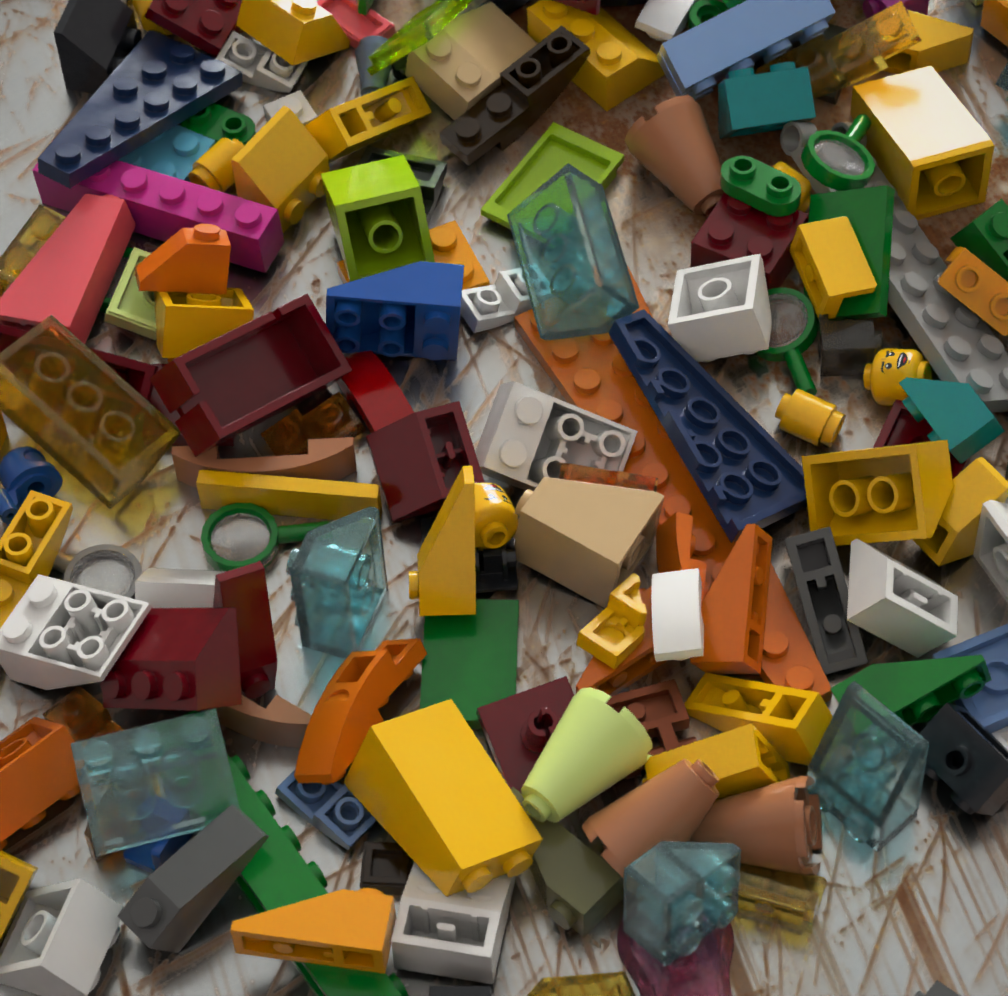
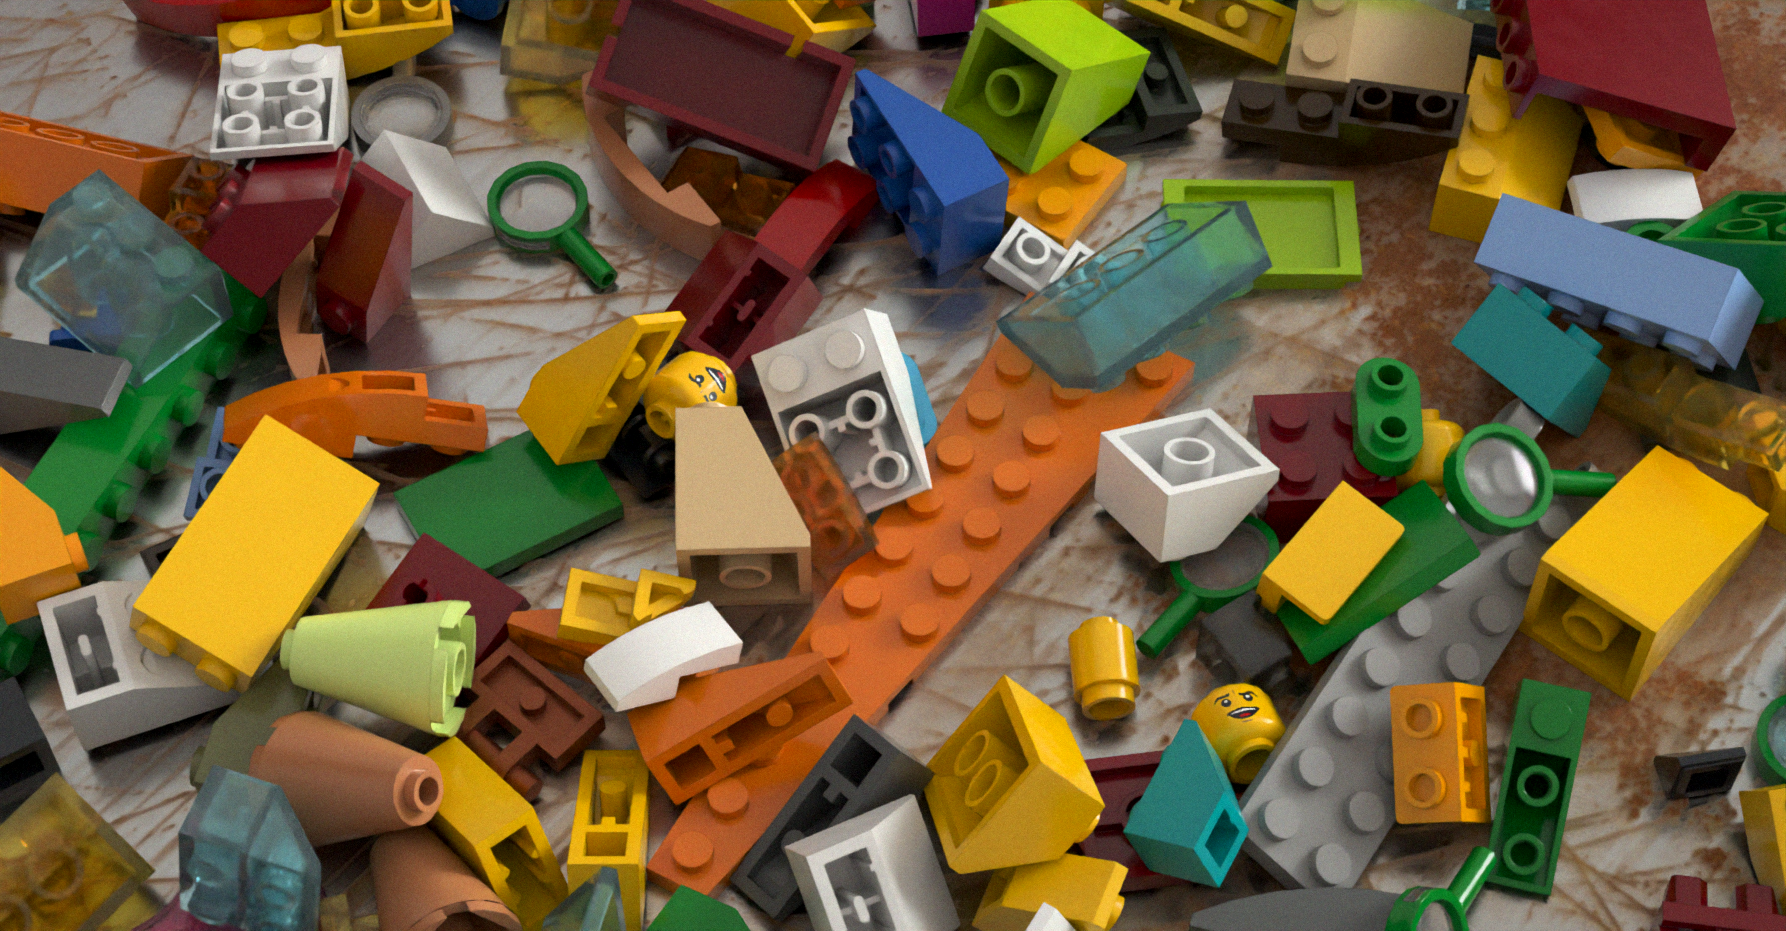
camera: 55 degrees right, 0 degrees up
(287, 494) = (616, 213): yellow tile -> none
(338, 582) = (491, 302): clear light blue slope -> none
(676, 546) = (790, 617): orange slope -> none
(680, 152) = (1403, 309): nougat cone -> none
(724, 448) = (985, 570): dark blue wing -> none

